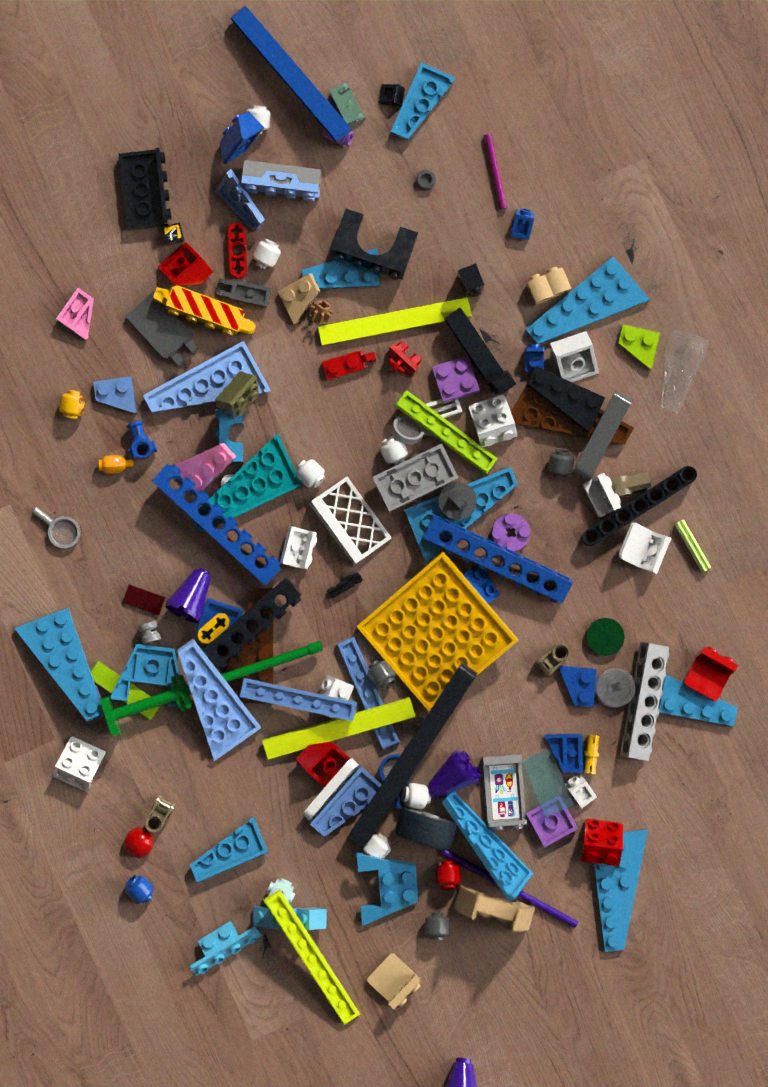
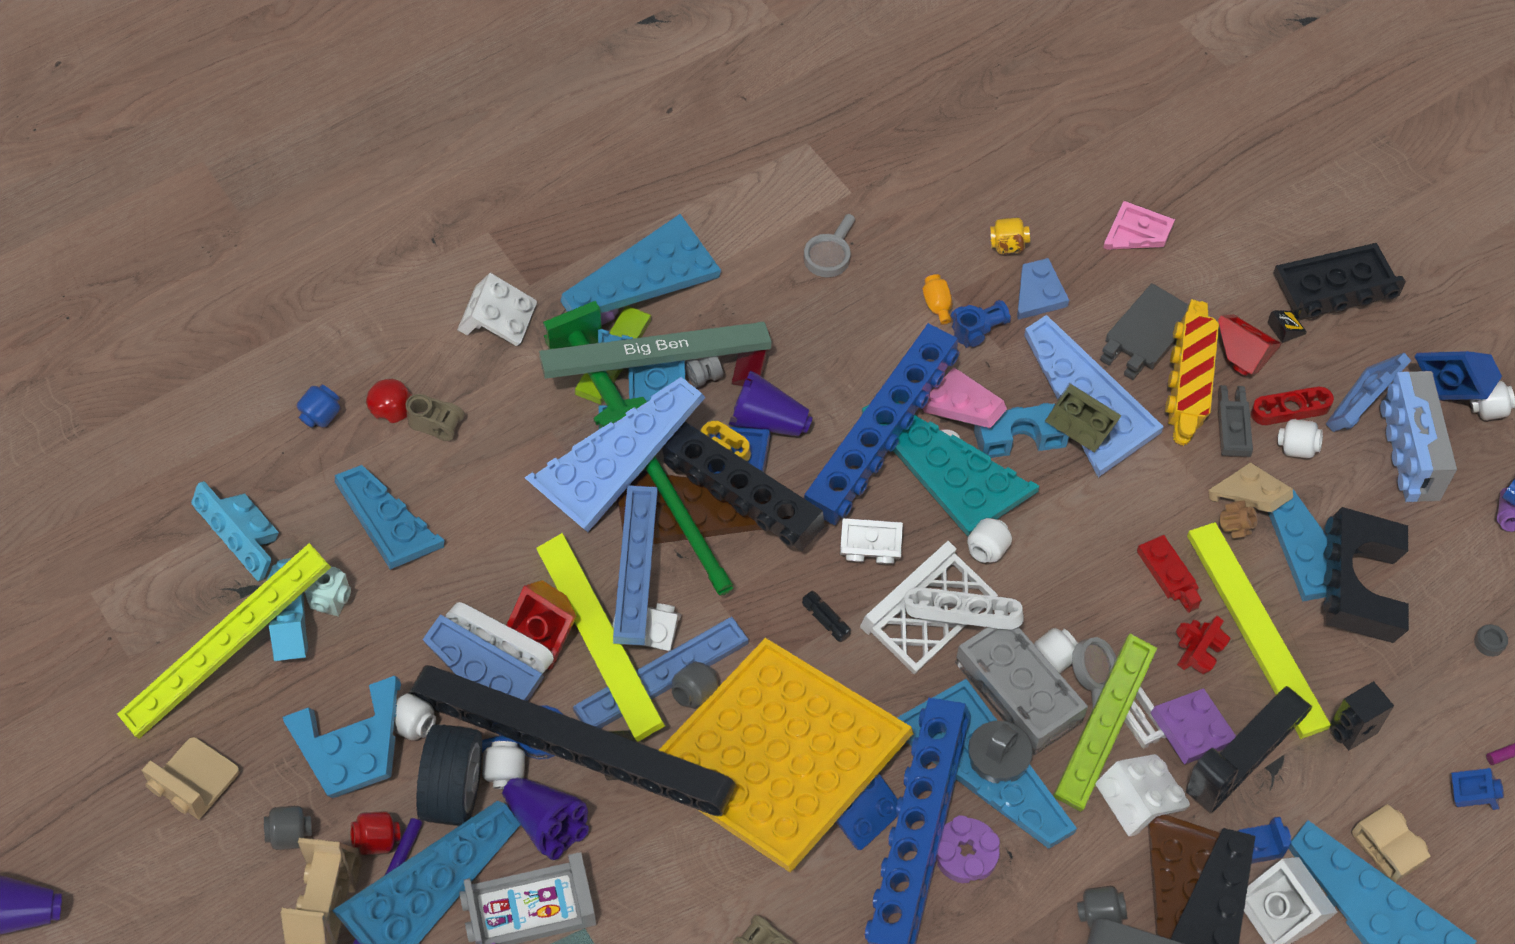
camera: 75 degrees right, 30 degrees down
(138, 663) = (654, 350): none -> sand green tile
(364, 503) = (964, 604): none -> white beam

